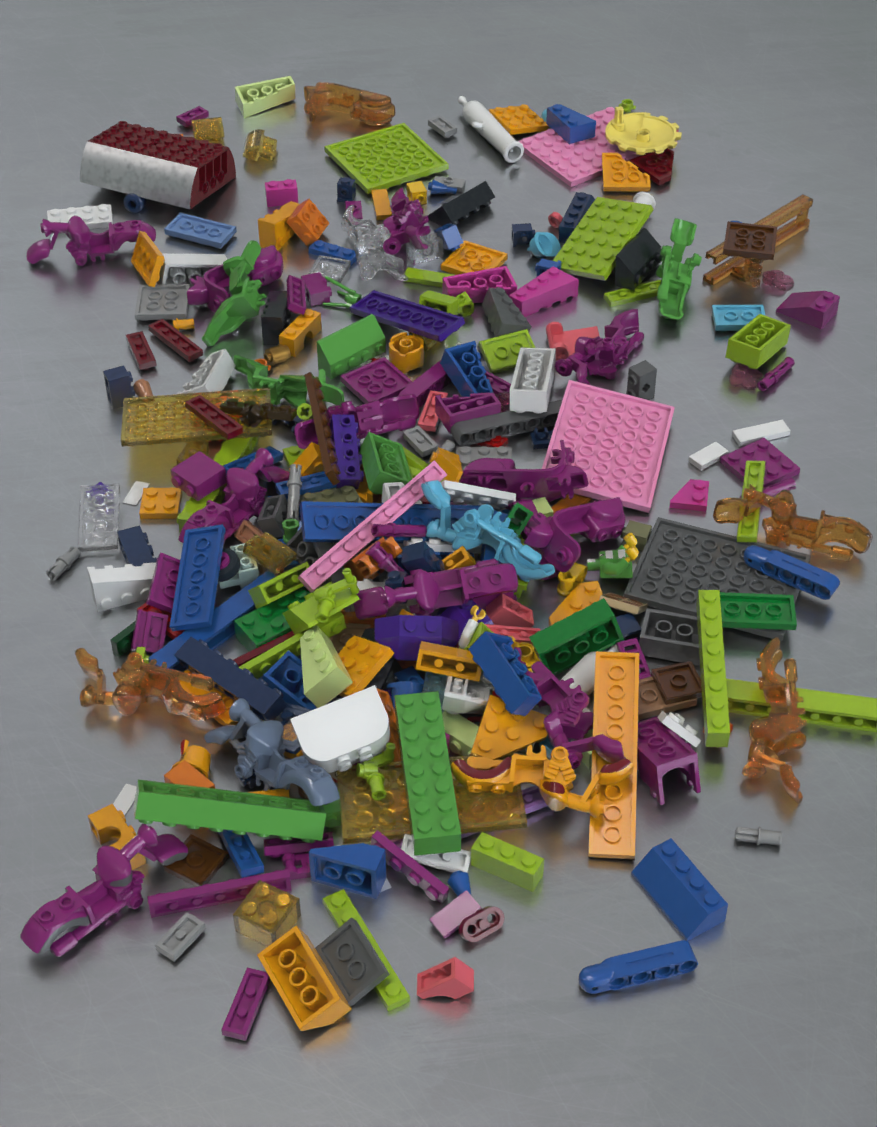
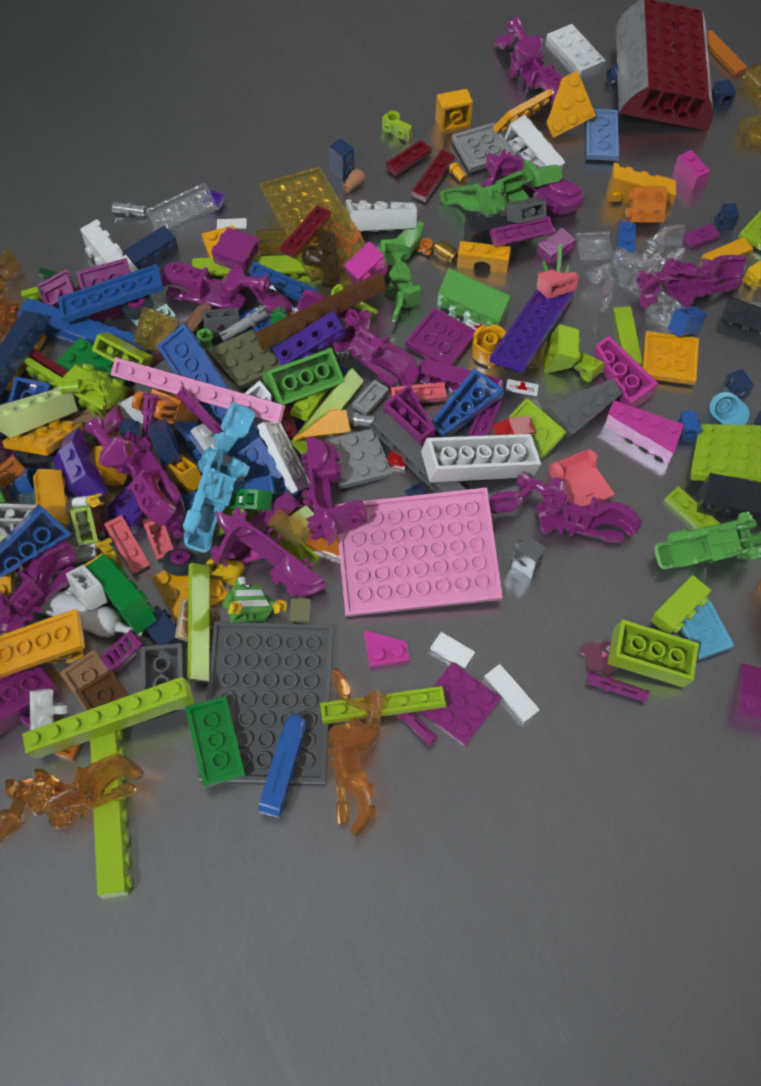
camera: 70 degrees right, 20 degrees up
(93, 348) = (392, 124): none -> lime plate
(108, 302) = (453, 110): none -> light orange brick
(162, 228) = (569, 106): none -> light orange plate
(277, 282) = (526, 210): none -> dark grey brick
(287, 384) = (366, 263): none -> dark pink brick
(307, 462) = (278, 314): none -> green plate
(363, 294) = (556, 283): none -> coral arch
(506, 362) = (514, 426): none -> slope
(548, 603) = (177, 561): none -> black wheel
(551, 503) = (287, 527): none -> clear yellow brick
(564, 654) = (86, 587): none -> white brick
(623, 595) = (198, 623): none -> lime tile
(721, 314) = (681, 606): none -> lime brick

